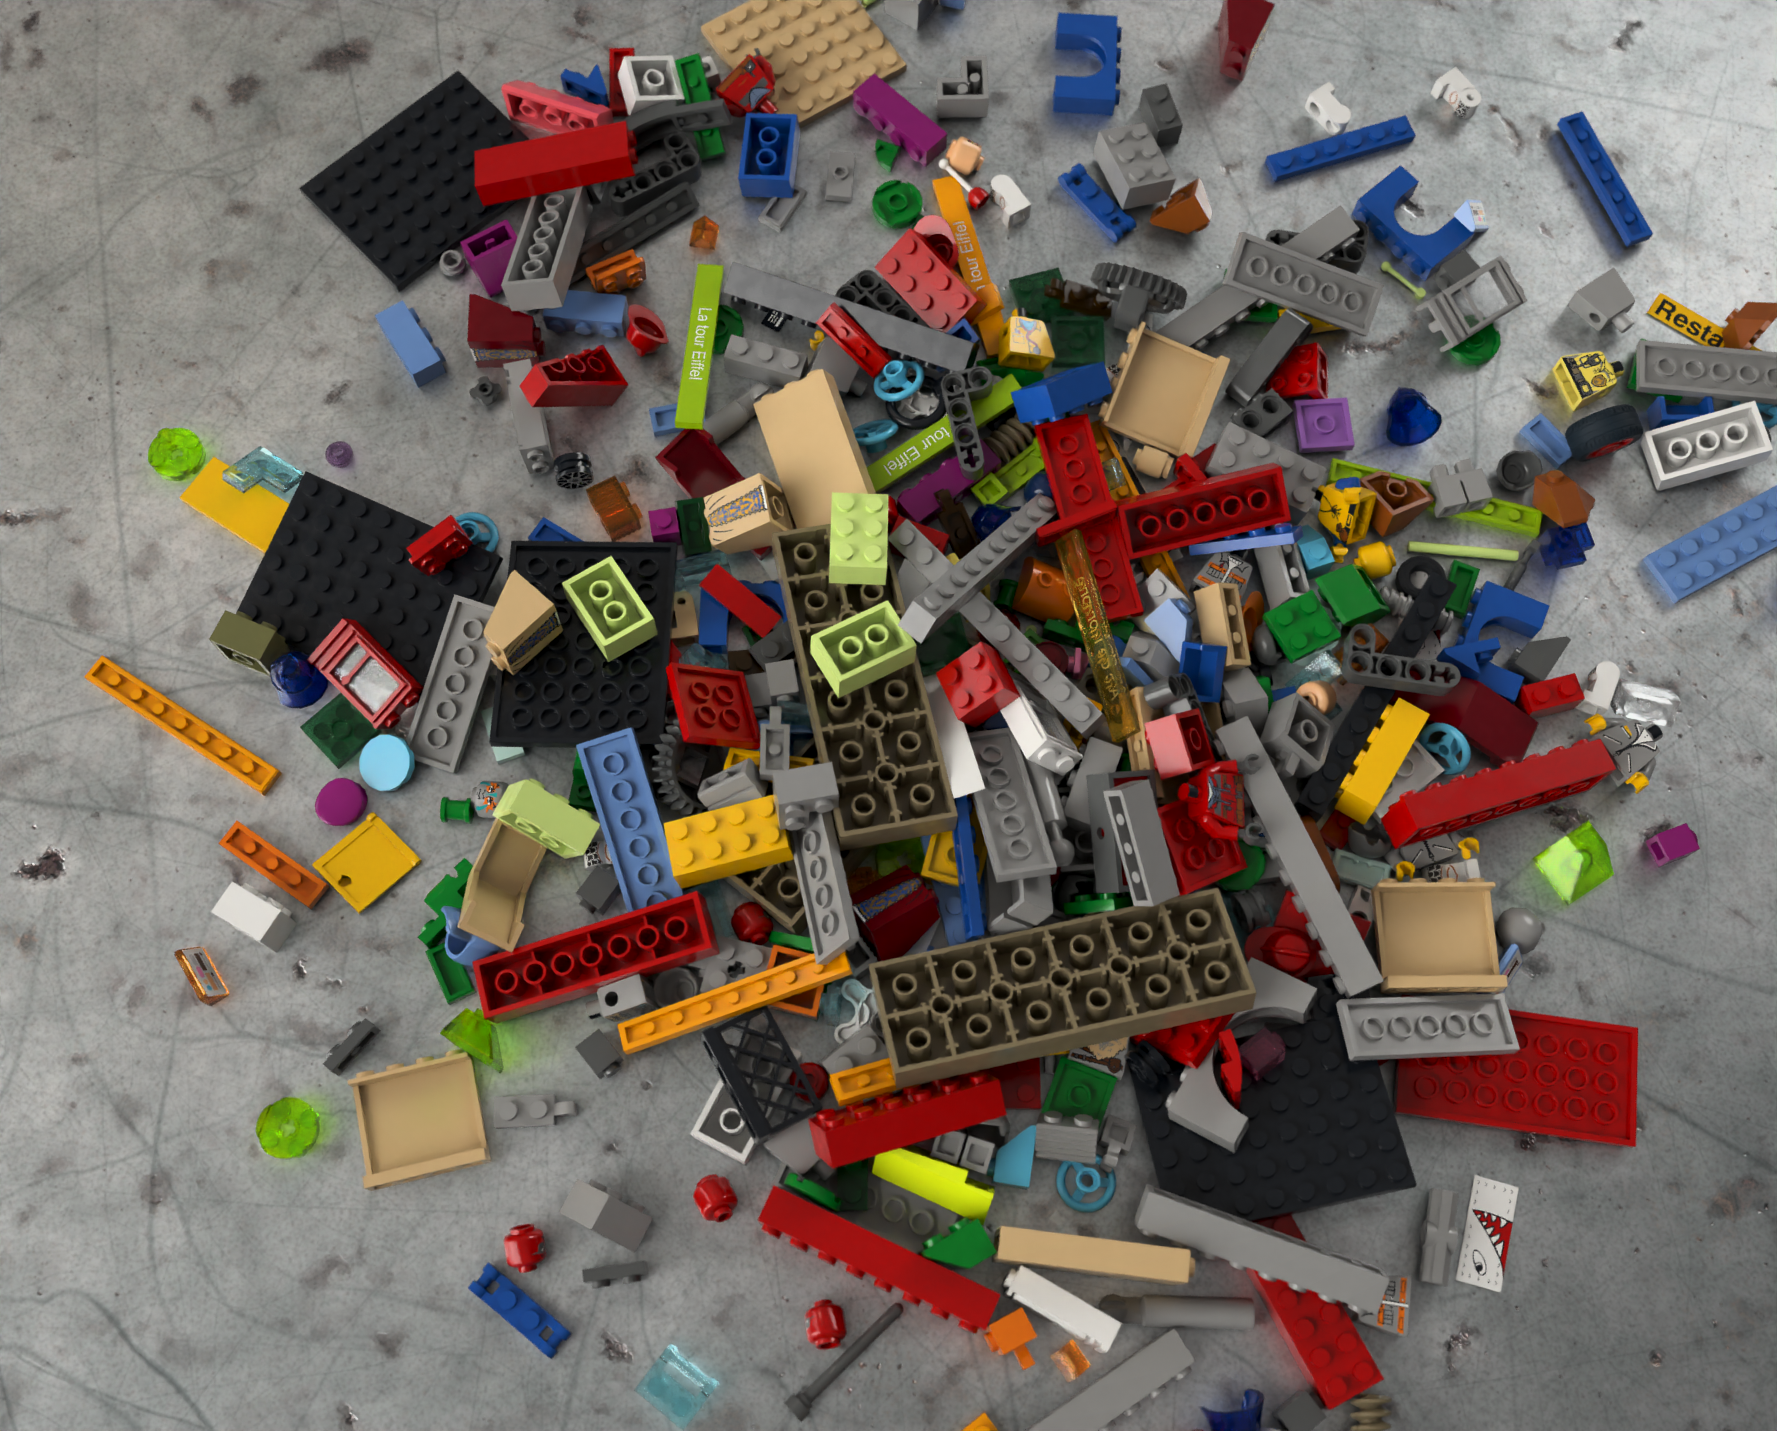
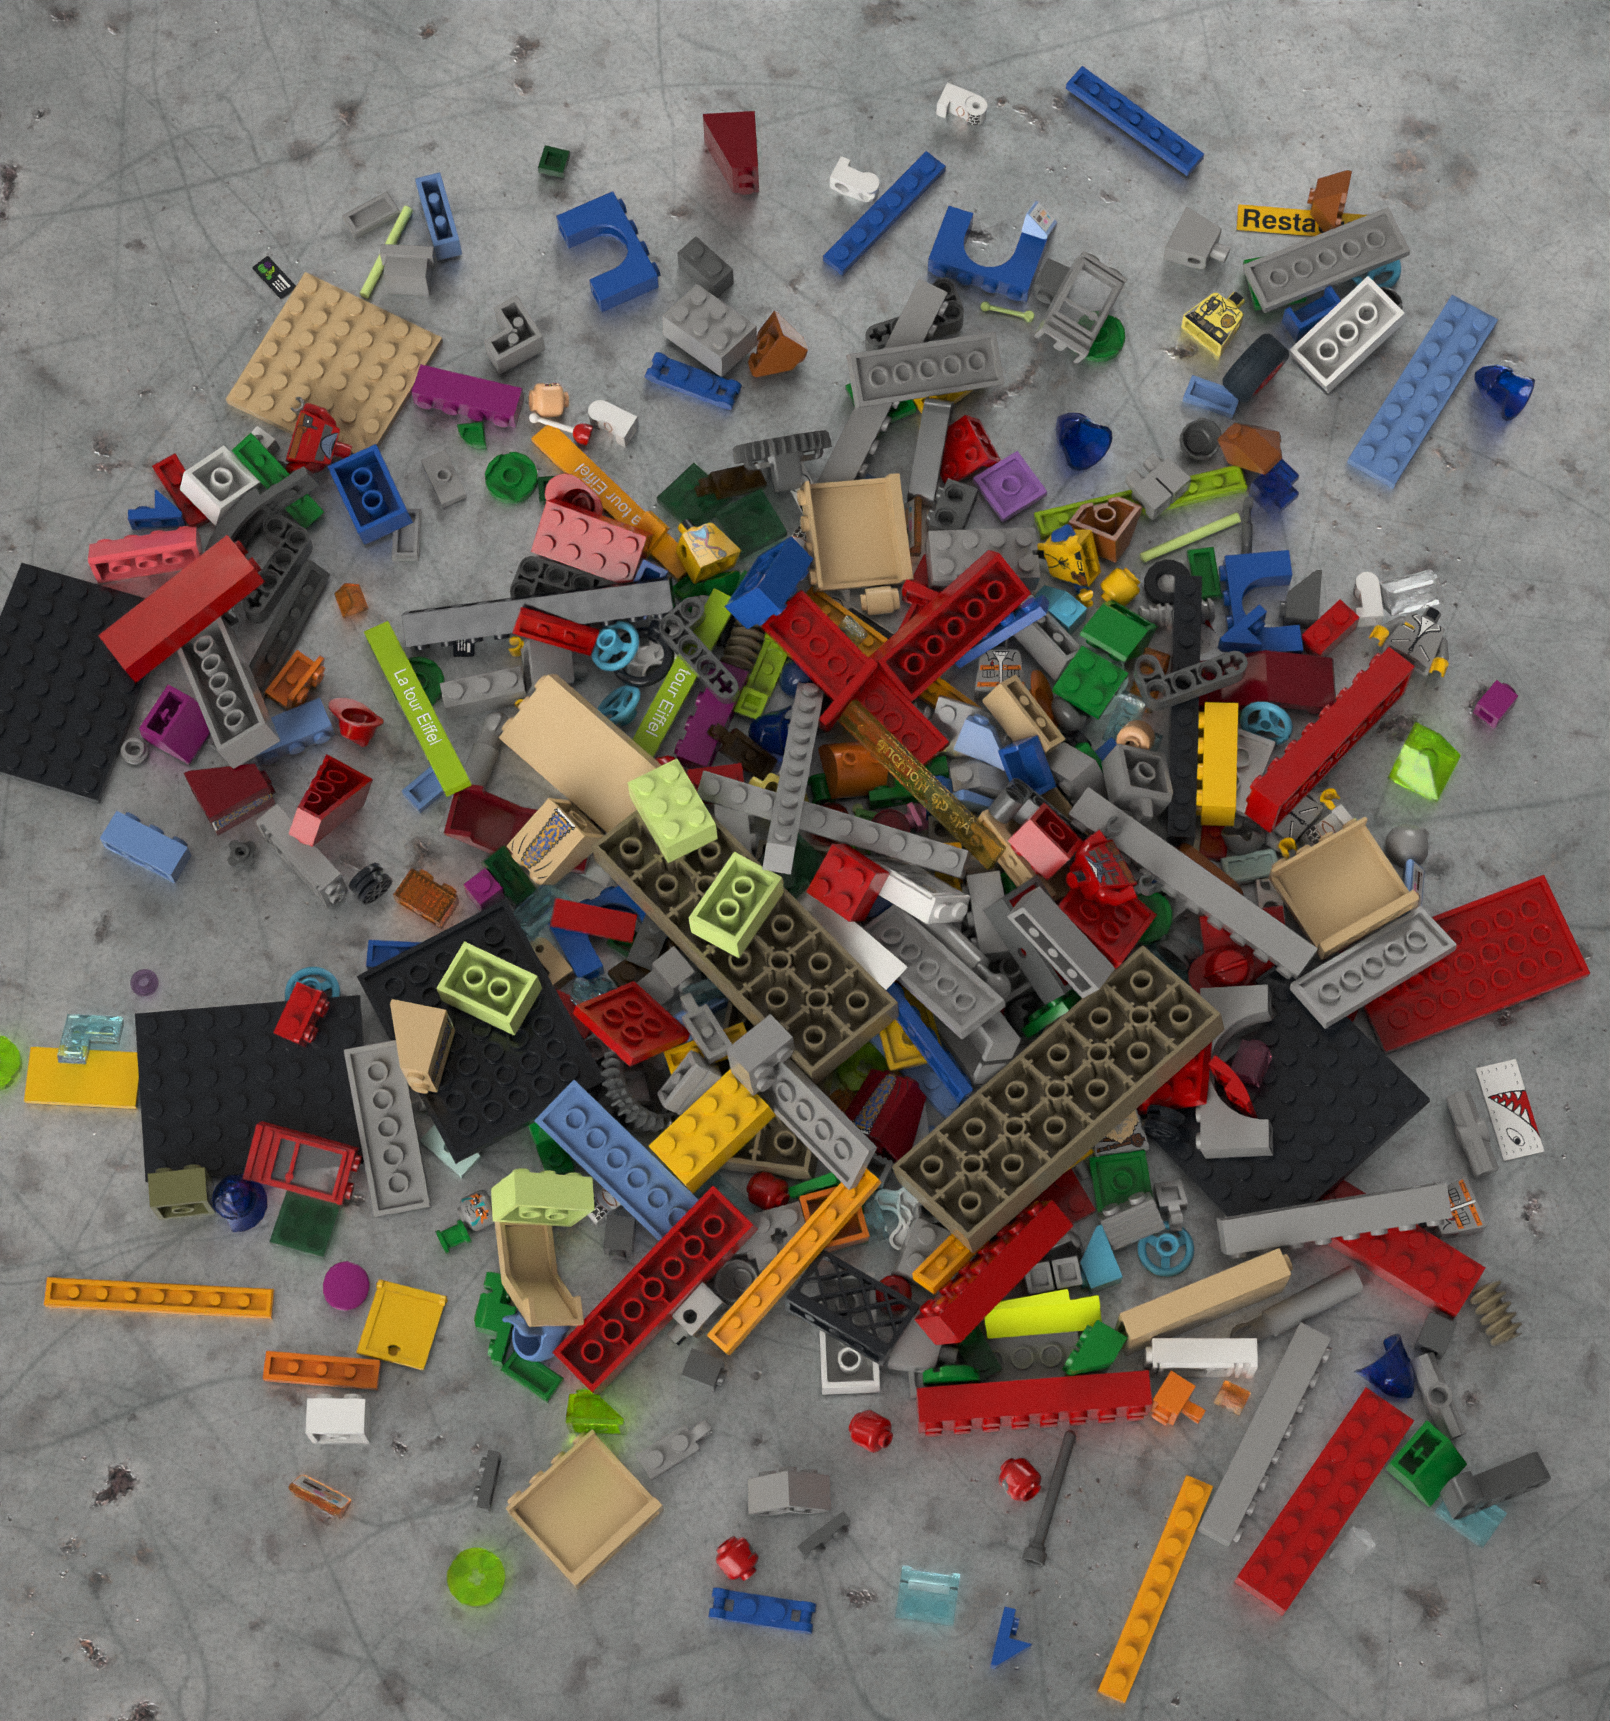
camera: 25 degrees left, 0 degrees up
(386, 762) = (366, 1230): medium azure tile -> none
(1220, 410) = (913, 518): none -> slope

